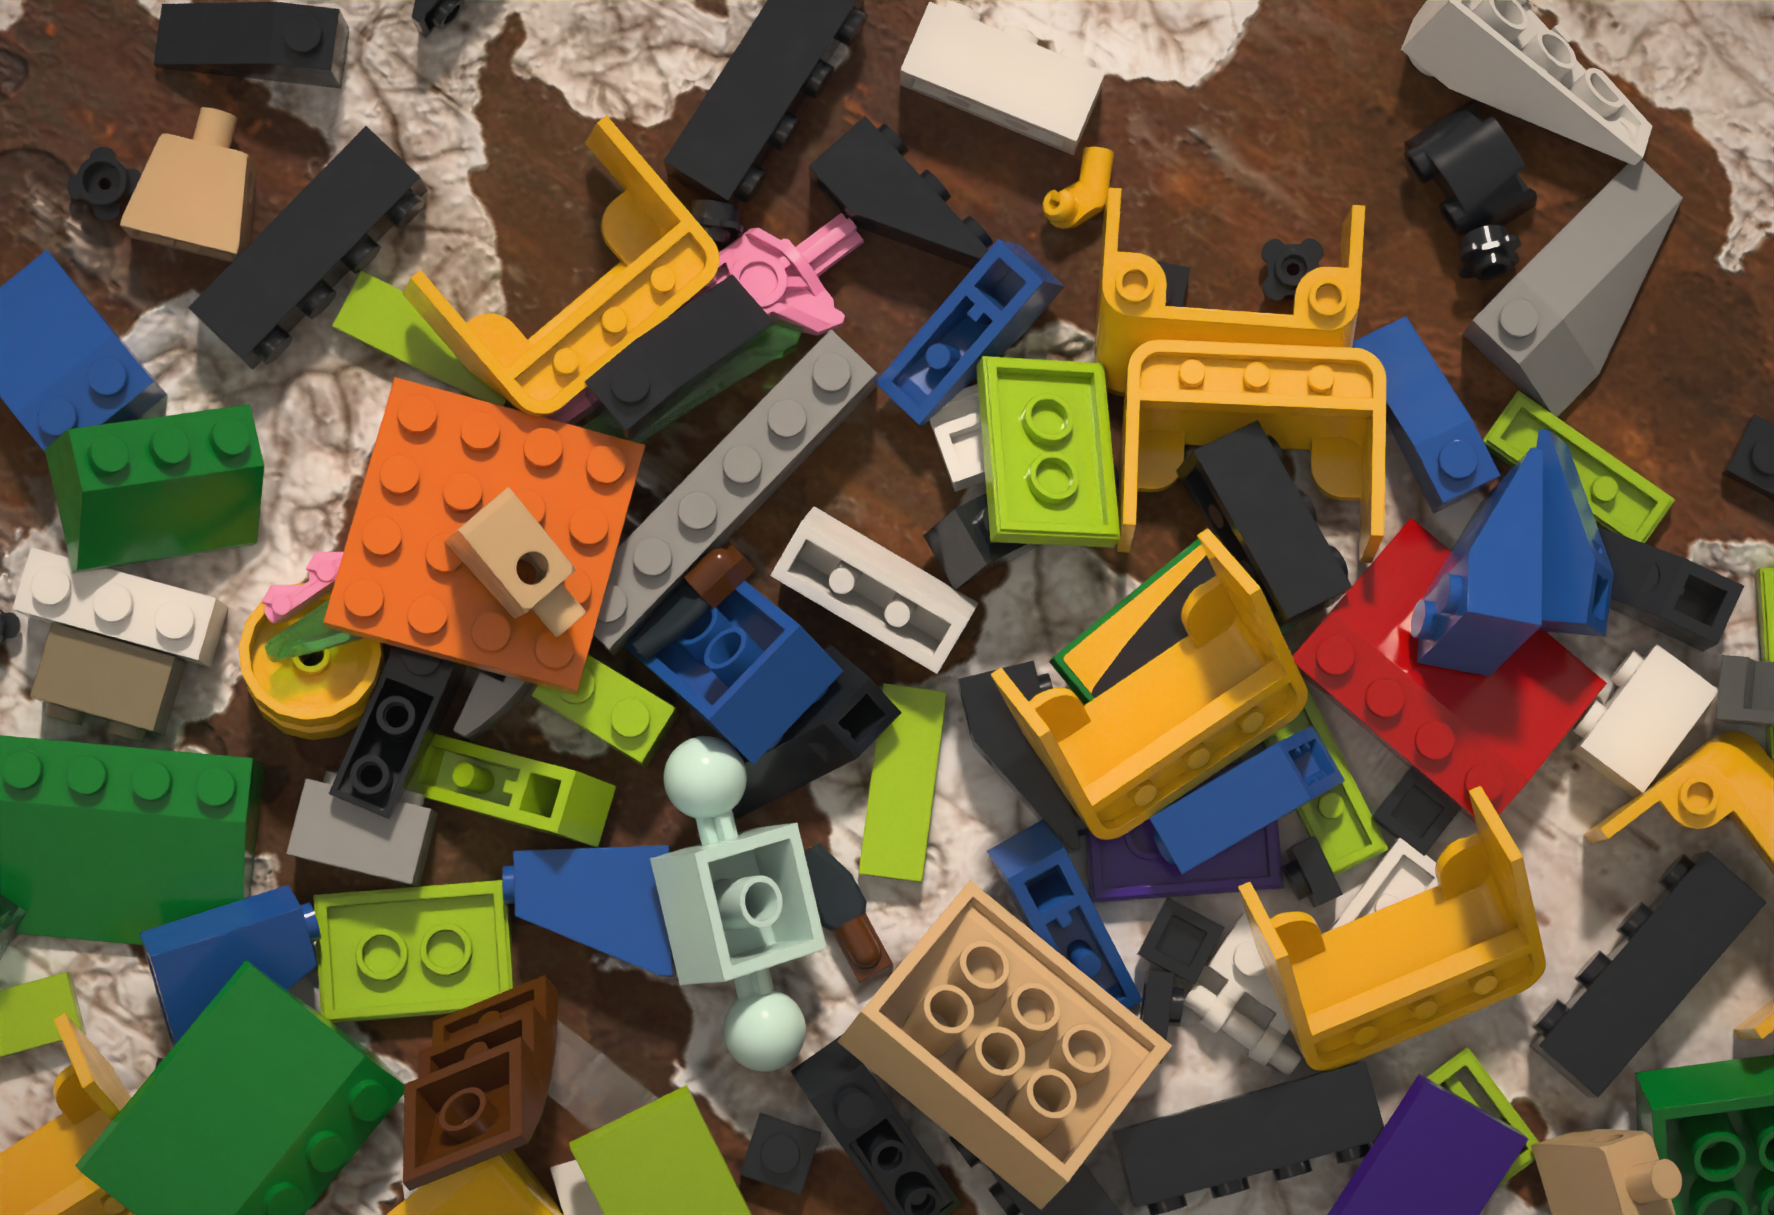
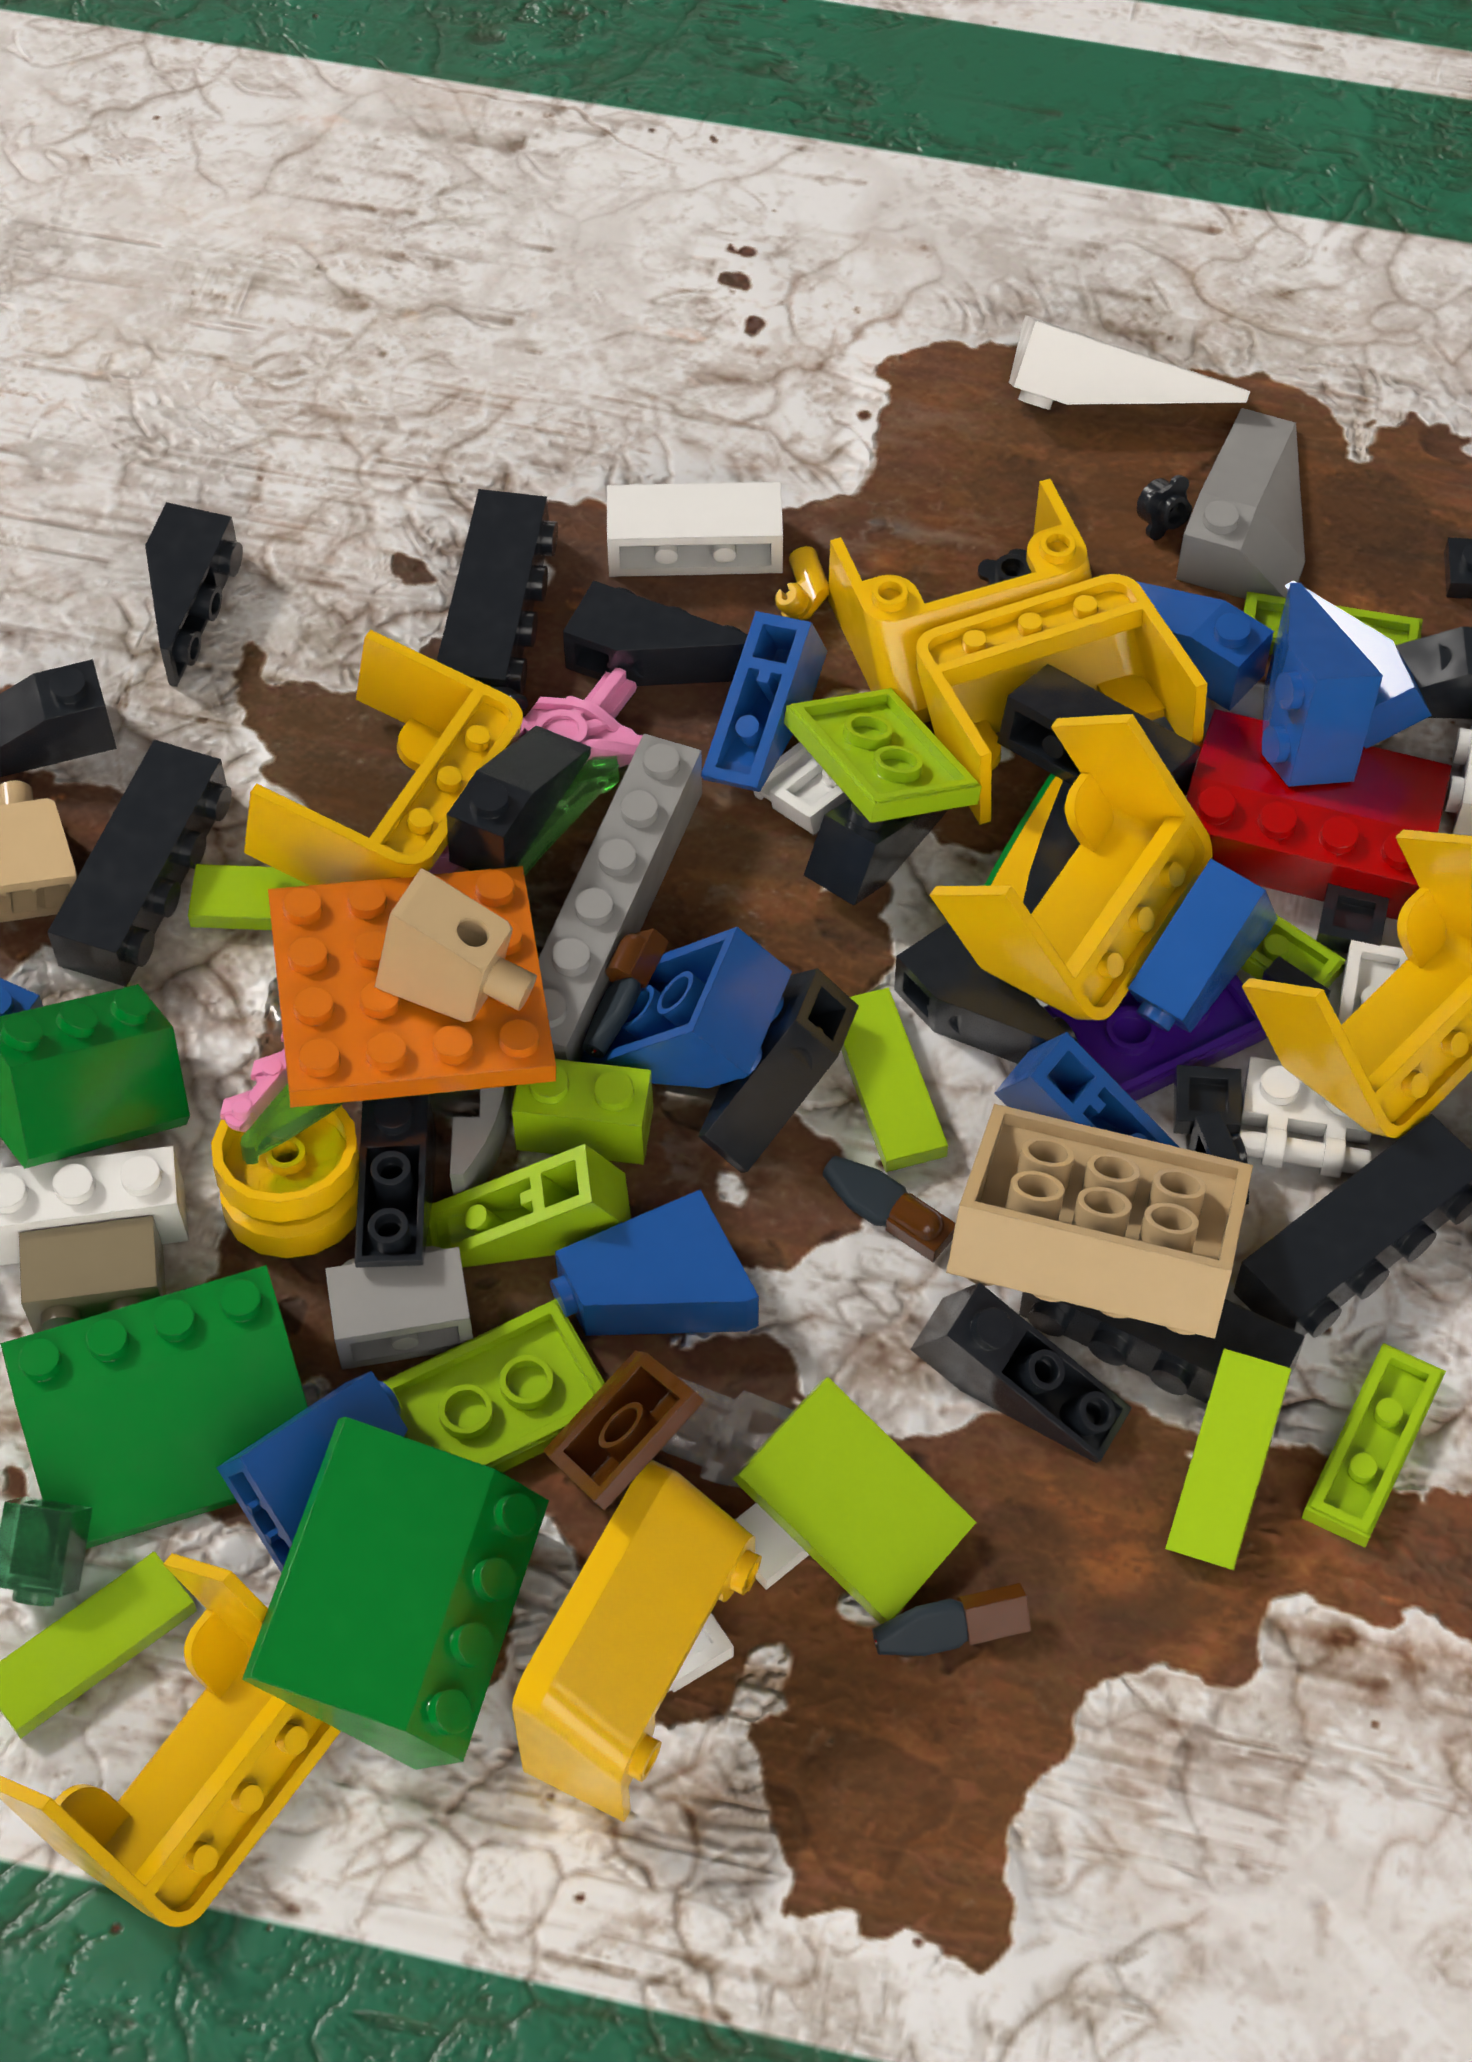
camera: 25 degrees left, 25 degrees down
(737, 903) = (790, 1209): light aqua brick -> none
(780, 1153) = (938, 1431): black plate -> none
(874, 589) = (788, 918): white brick -> none
(1473, 168) = (1118, 452): black cylinder -> none

